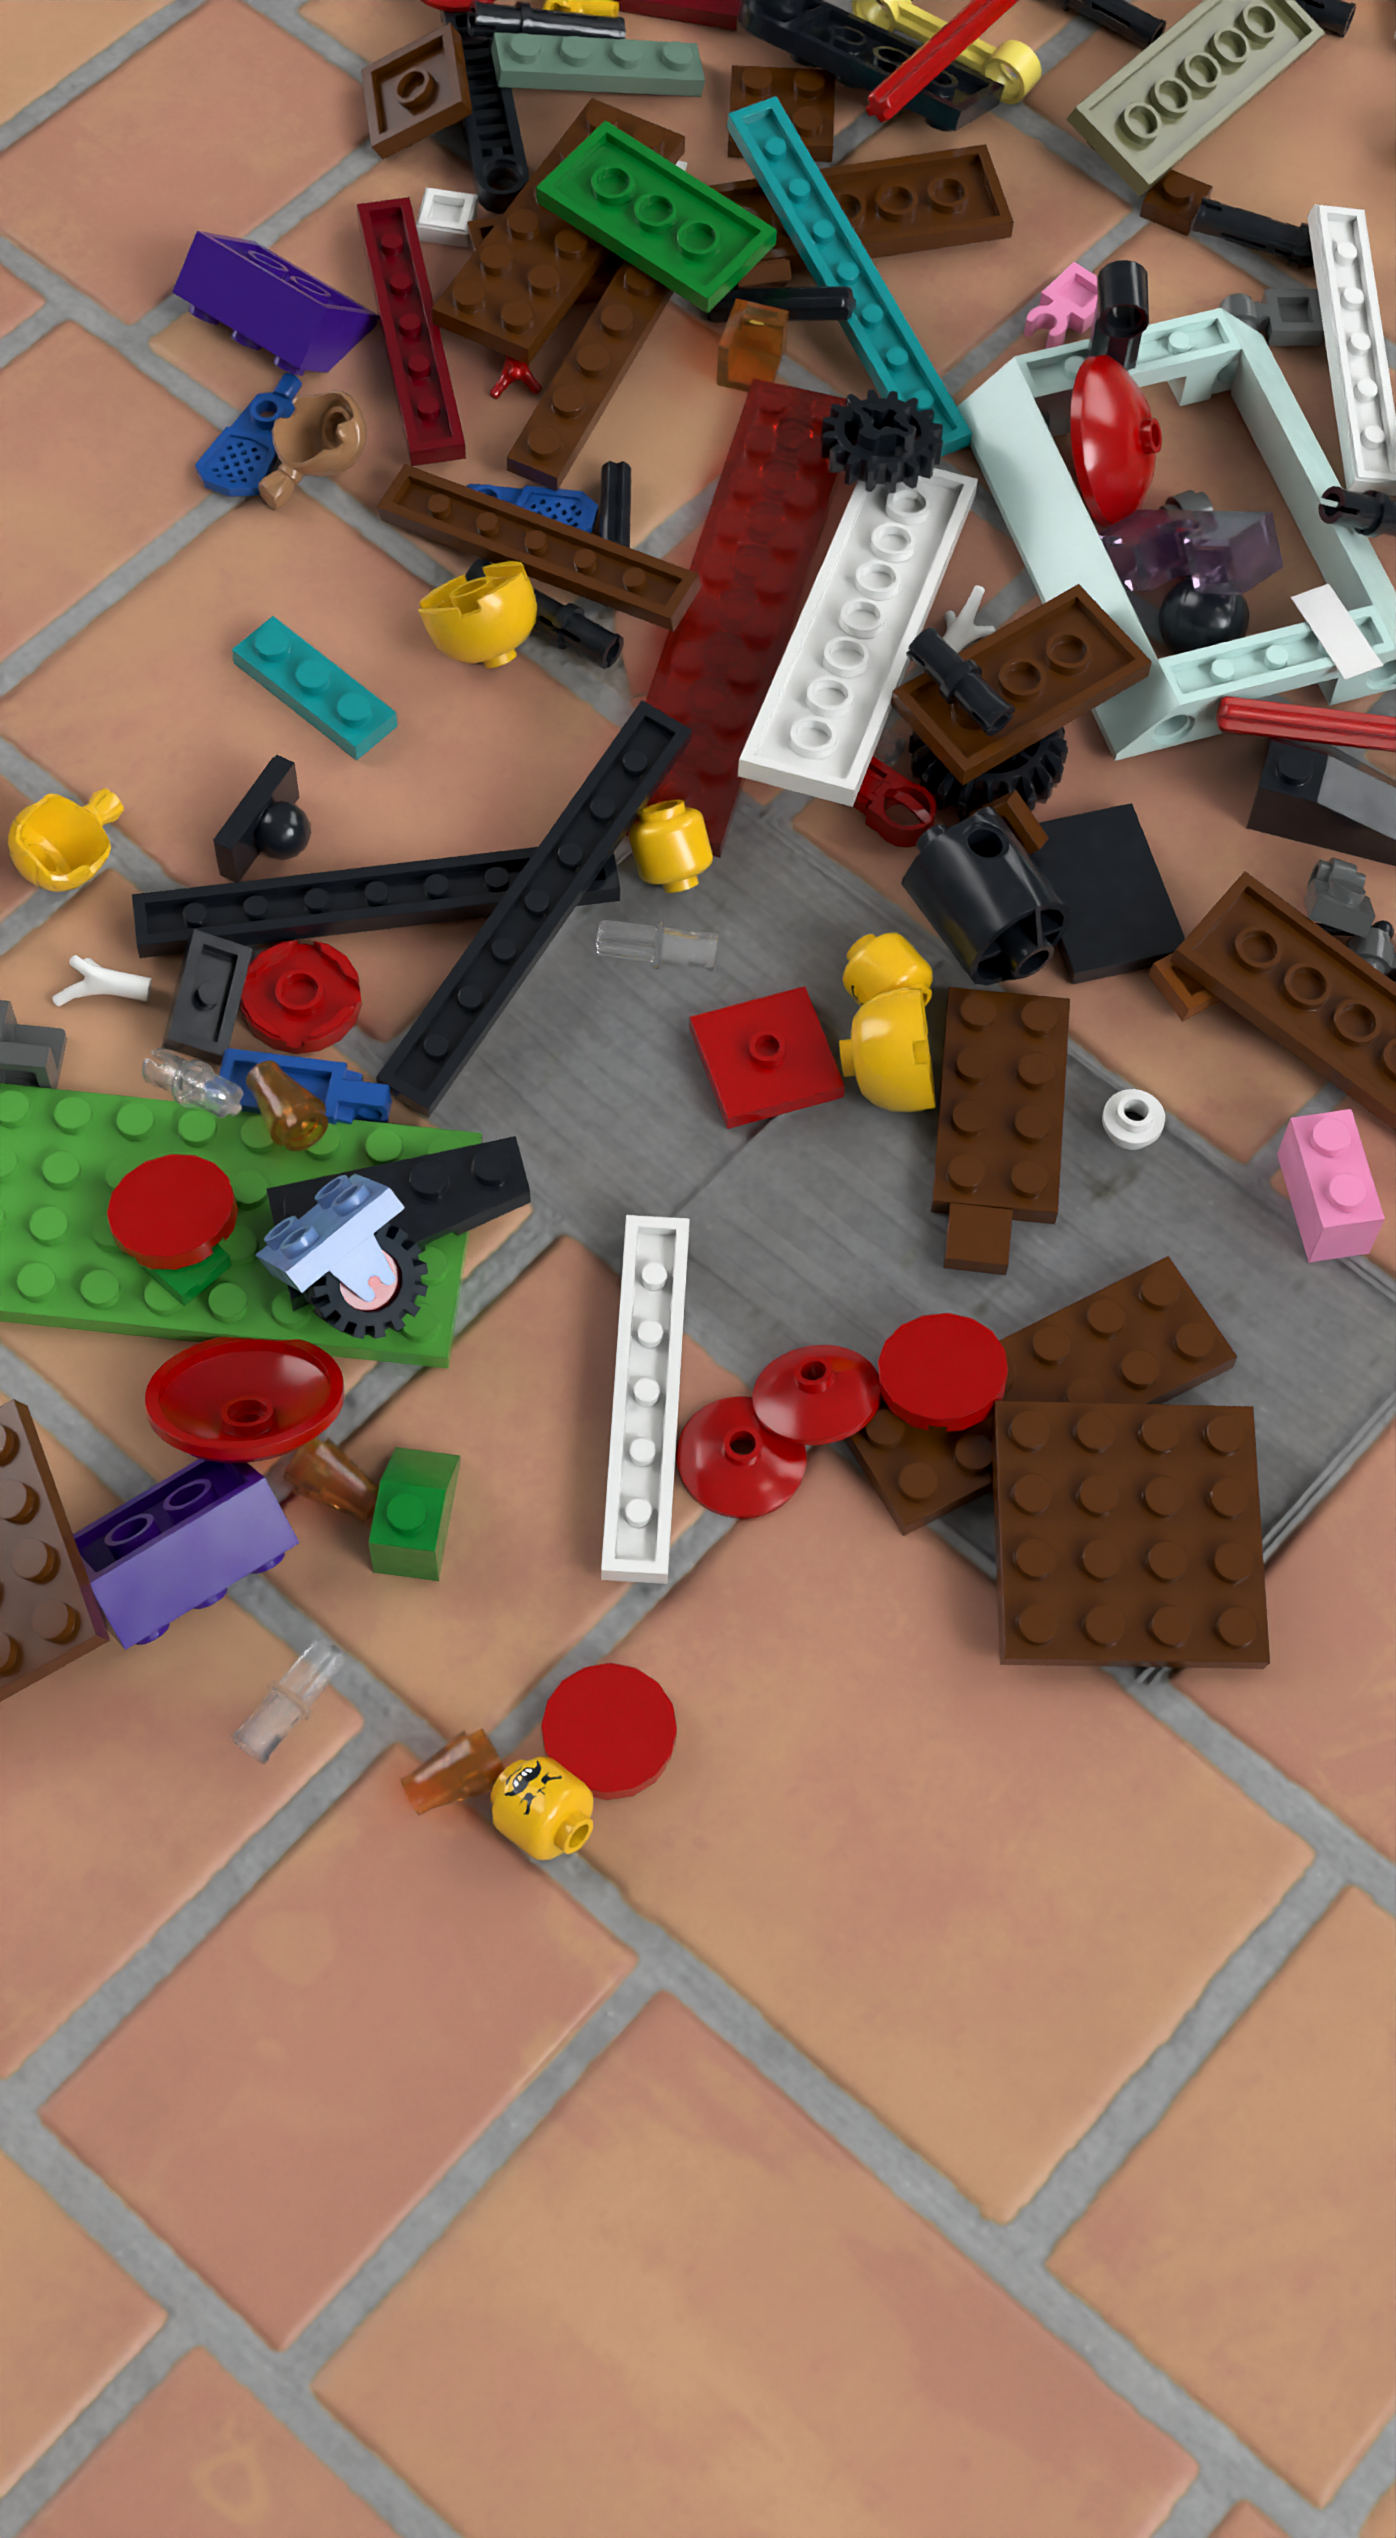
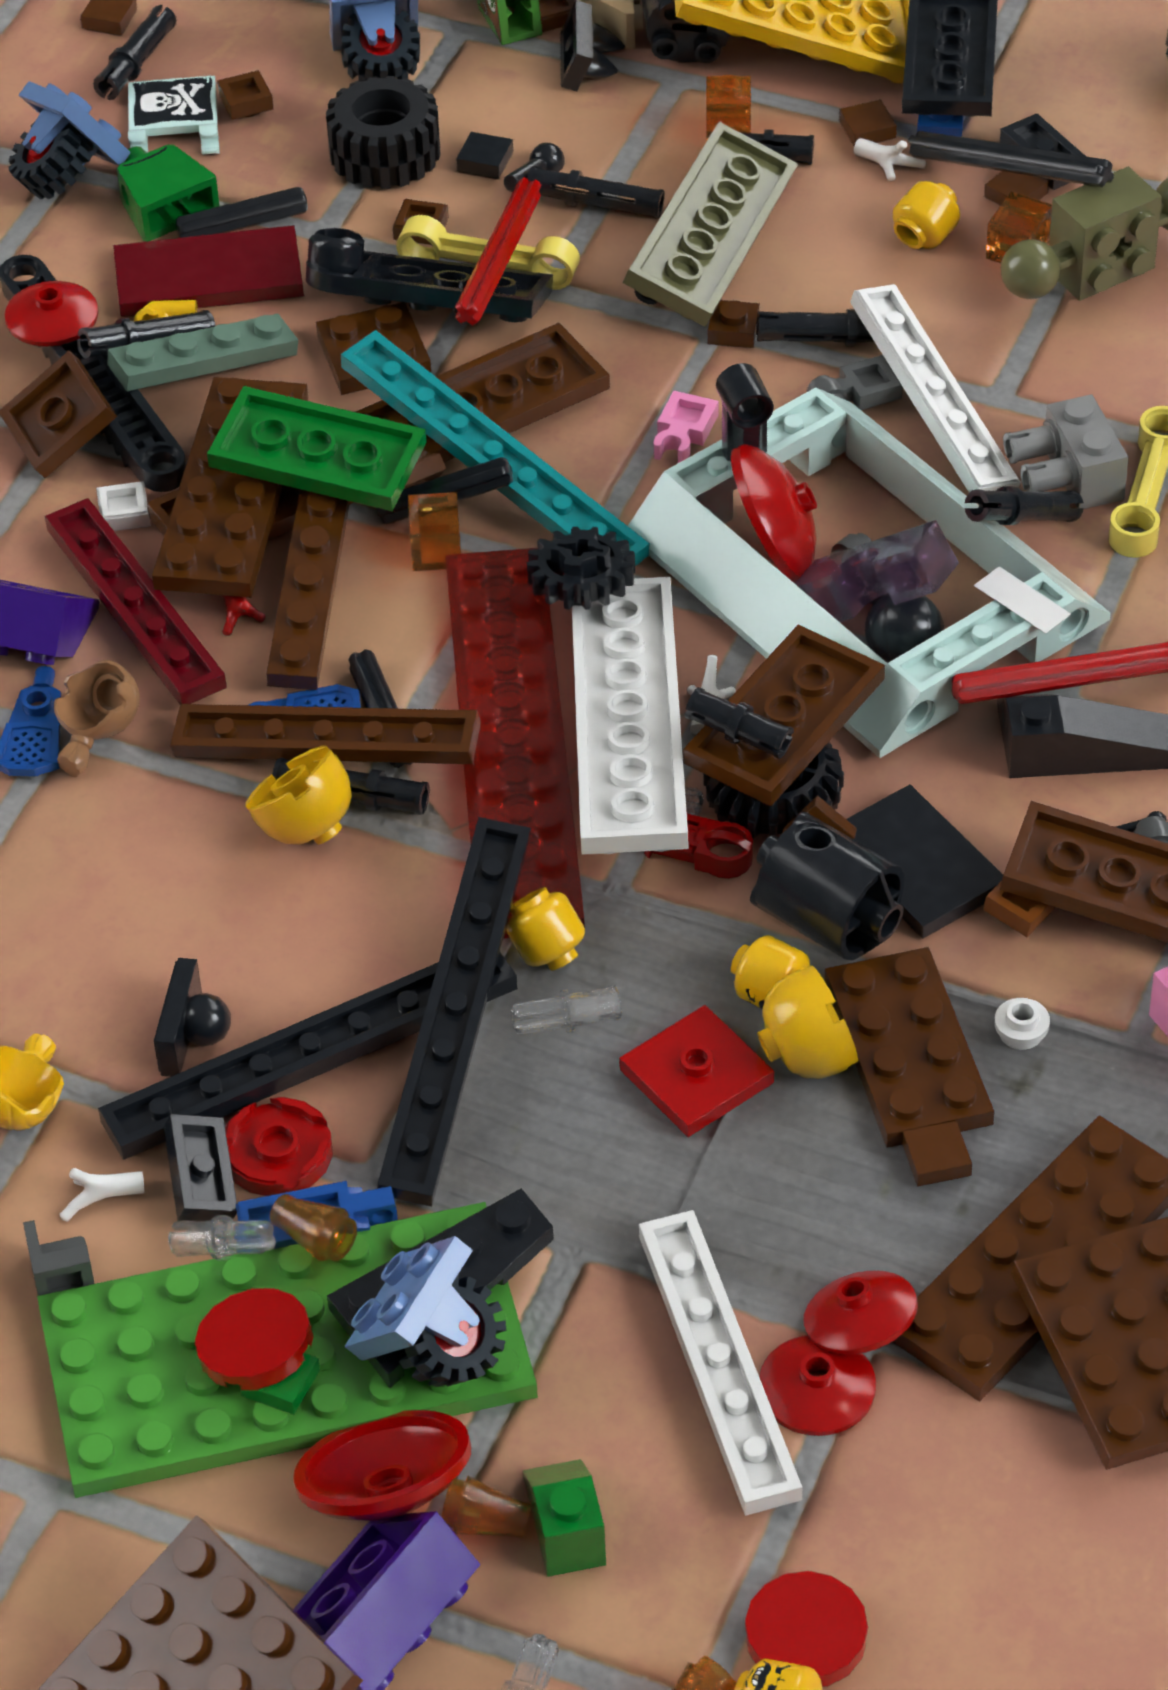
camera: 15 degrees left, 15 degrees down
(315, 688) = (178, 903): teal plate -> none
(942, 1372) = (959, 1256): red tile -> none
(1338, 897) = (1112, 800): dark grey plate -> none

